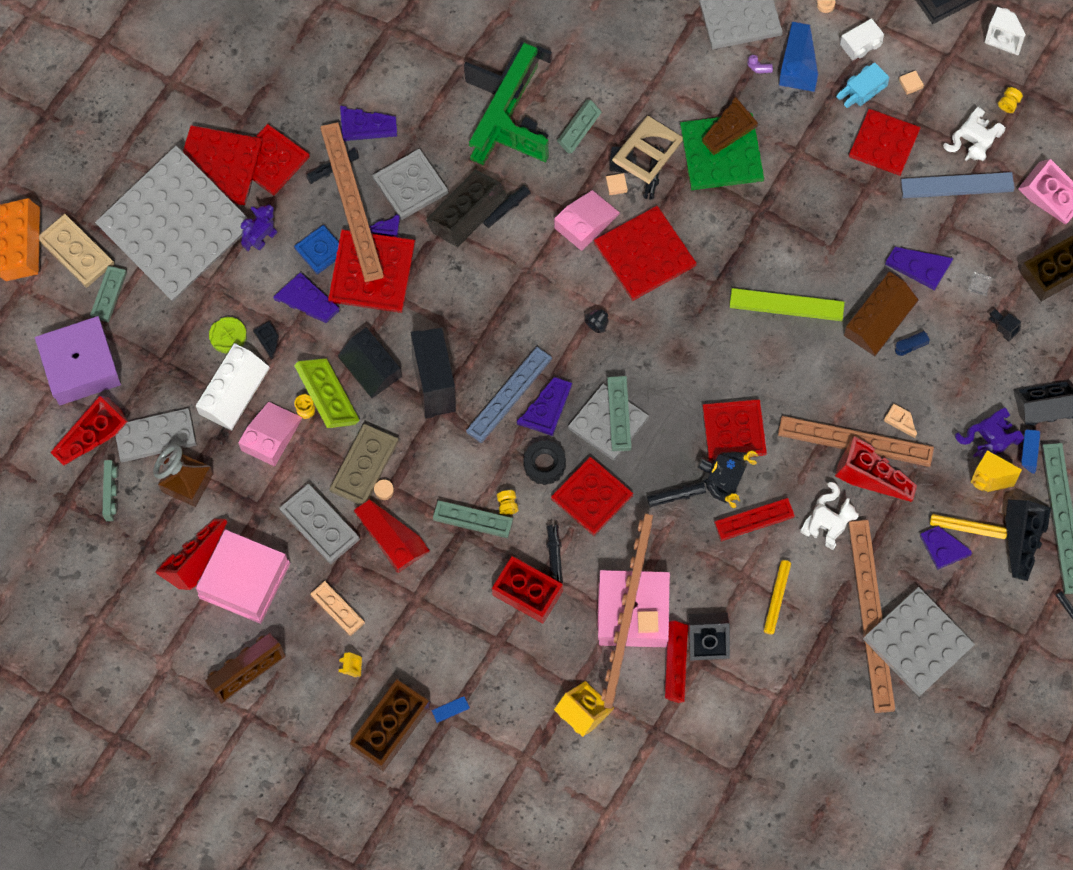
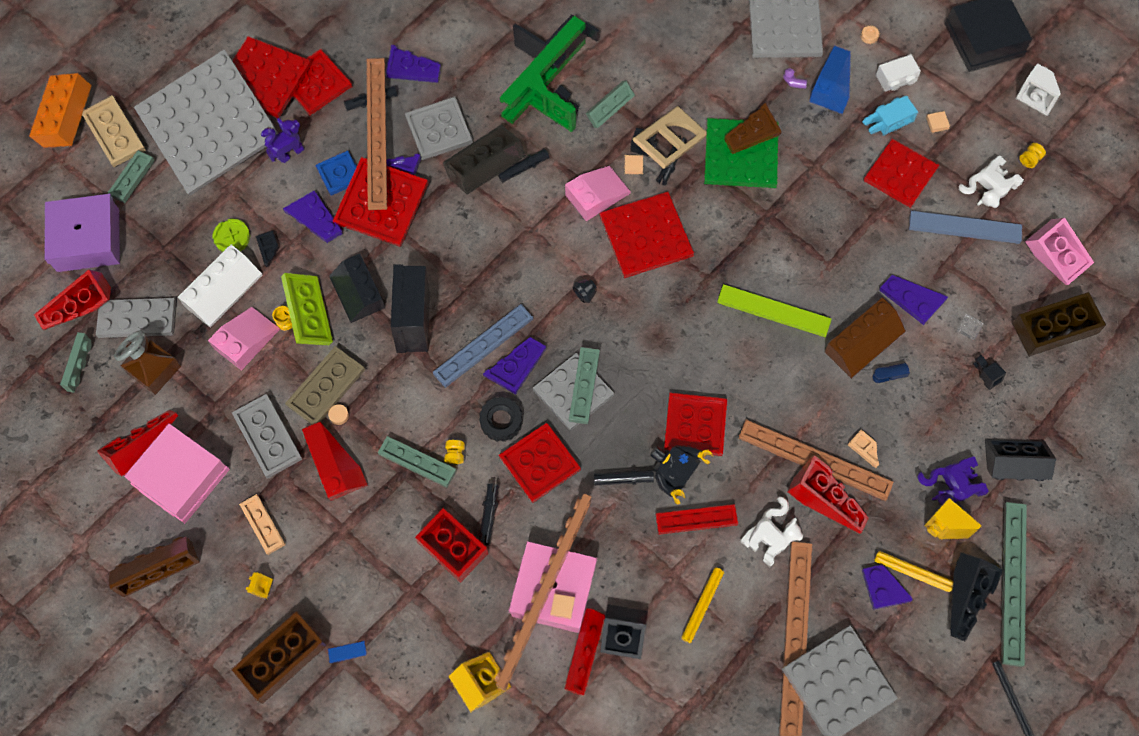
camera: 10 degrees right, 0 degrees up
(1030, 450) = (993, 505): blue slope -> none

